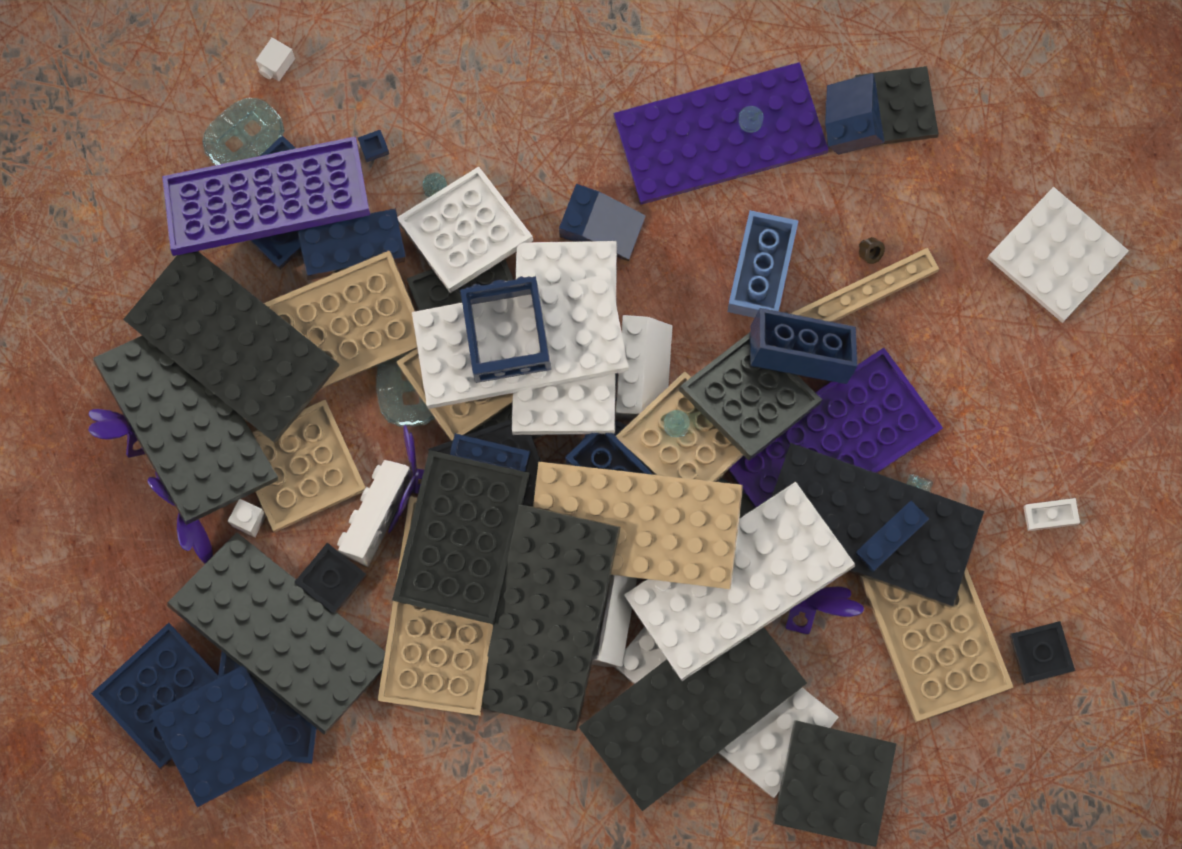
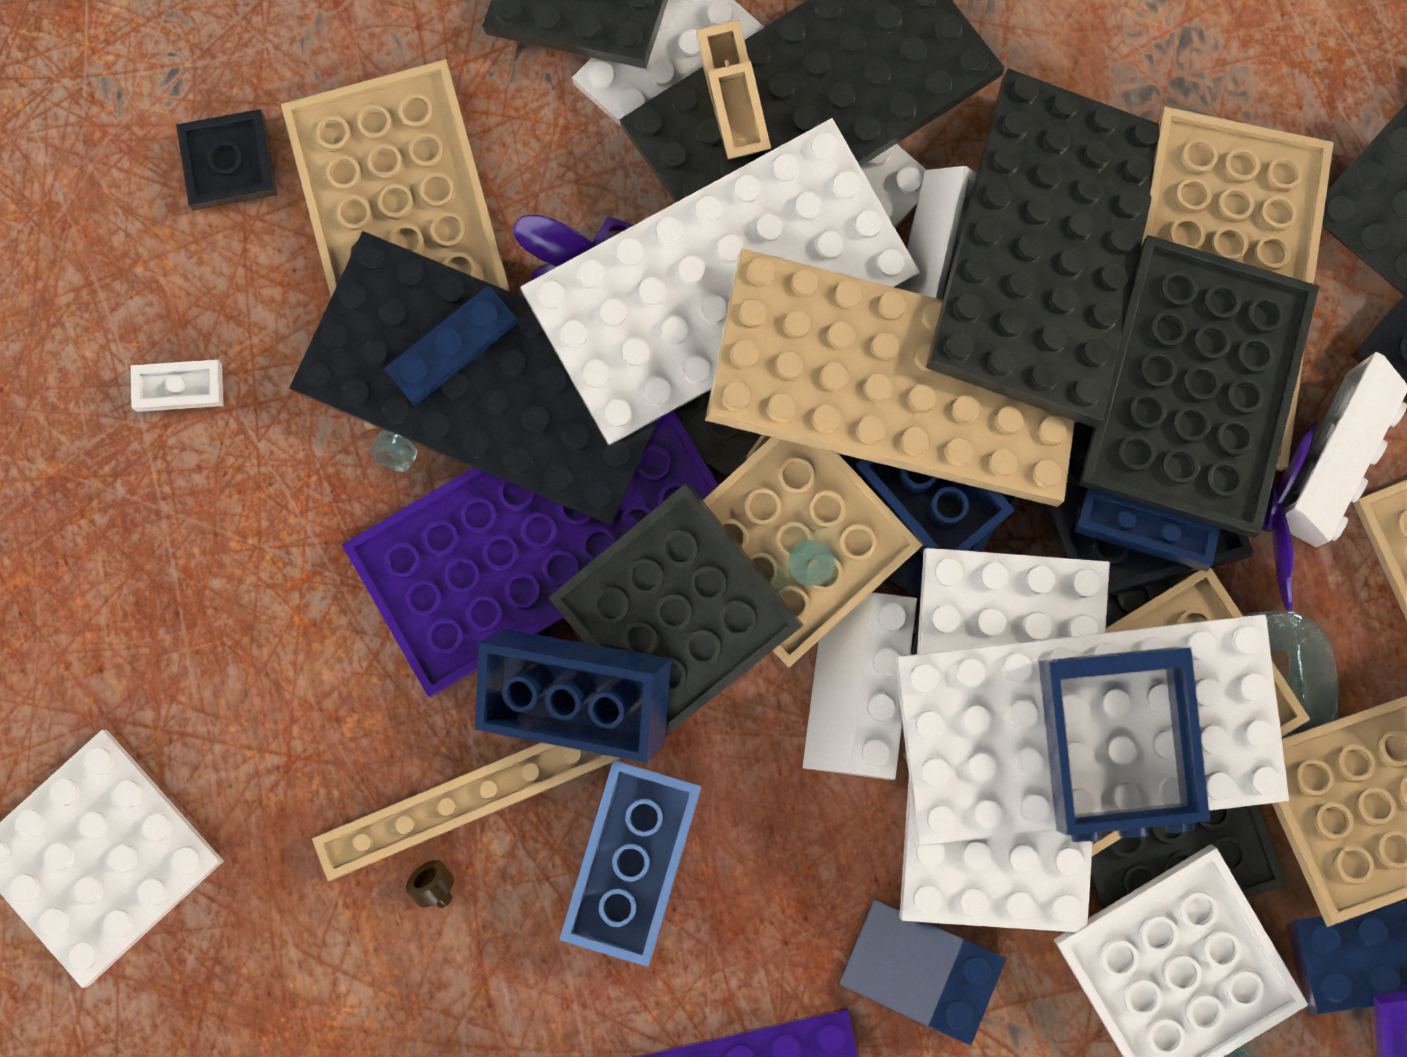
camera: 175 degrees left, 5 degrees up
(741, 696) = (733, 89): none -> tan slope

